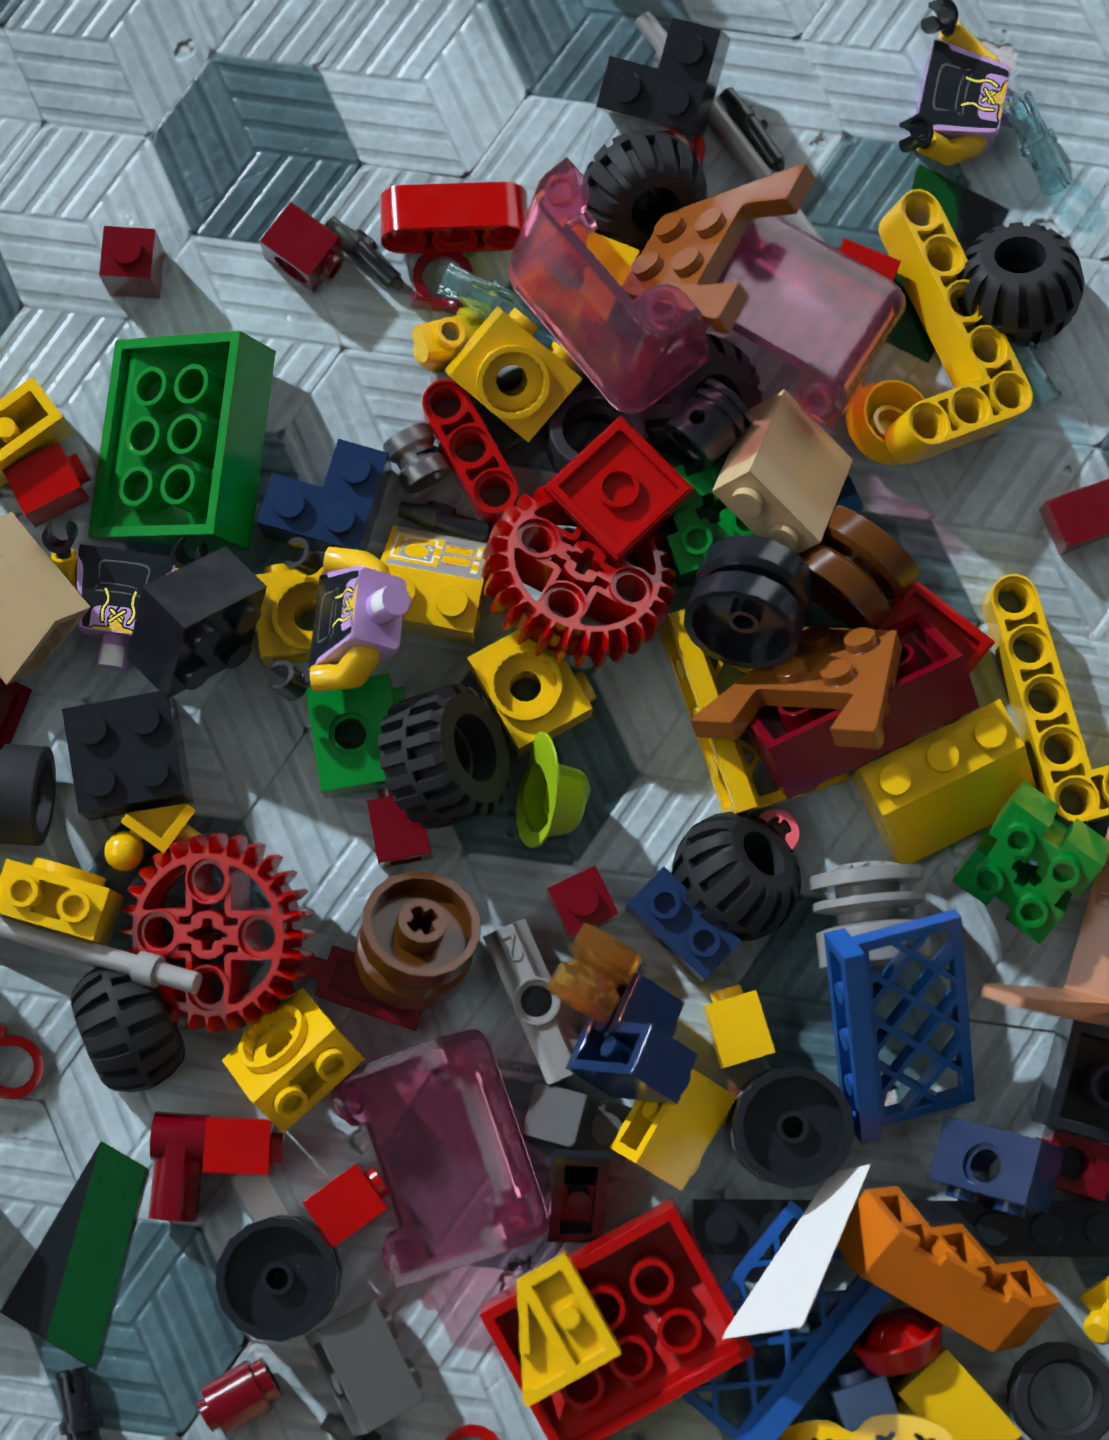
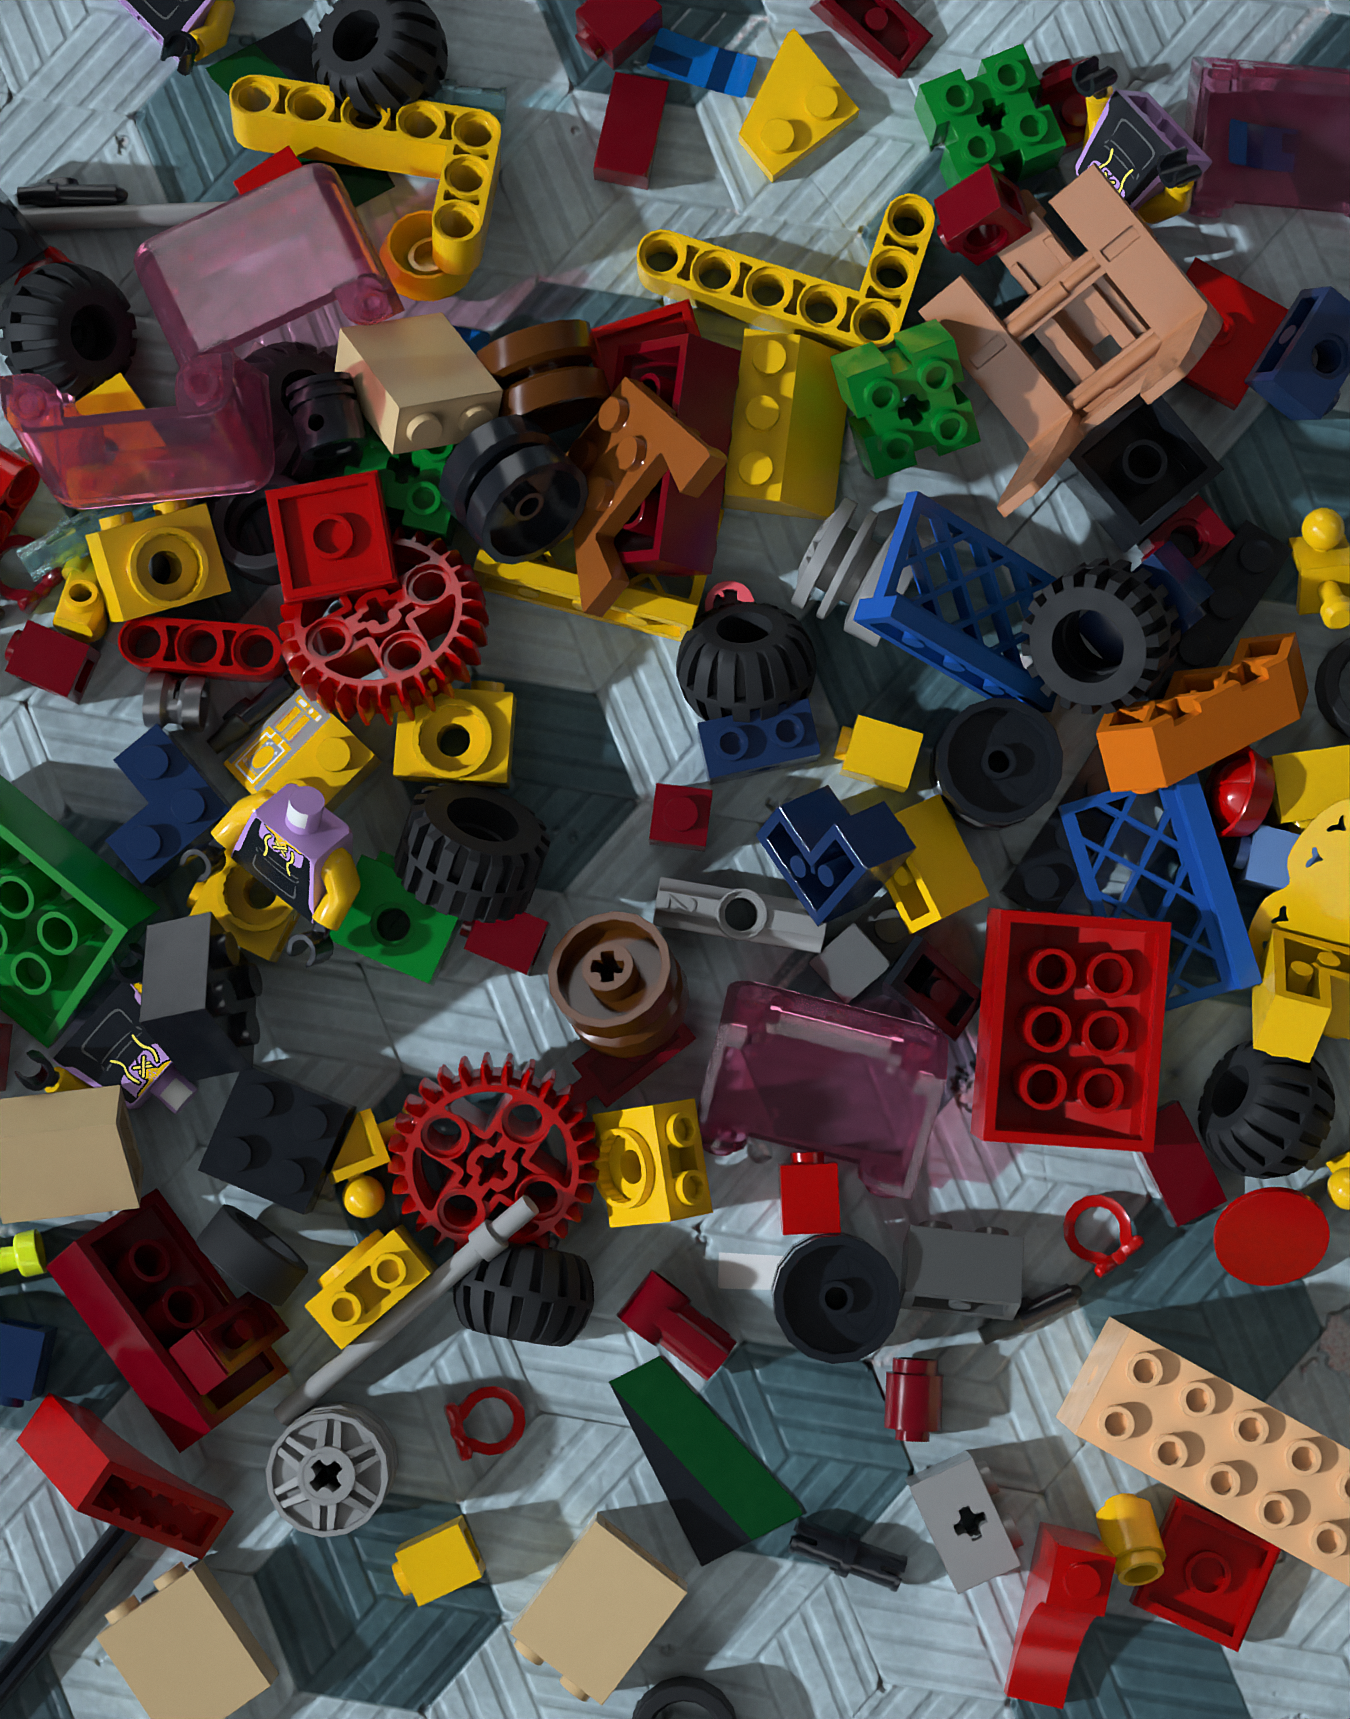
camera: 55 degrees left, 5 degrees up
(242, 1147) = (698, 1257): red brick -> none
(385, 345) = (51, 661): none -> dark red brick
(549, 795) = (564, 783): lime piece -> none
(559, 1329) = (1042, 1078): yellow wing -> none
(594, 973) = (753, 845): clear orange wheel -> none
(699, 239) = (151, 312): dark orange wing -> none
(794, 1275) = (1125, 836): white sticker -> none
(908, 1137) = (1067, 662): none -> black tyre

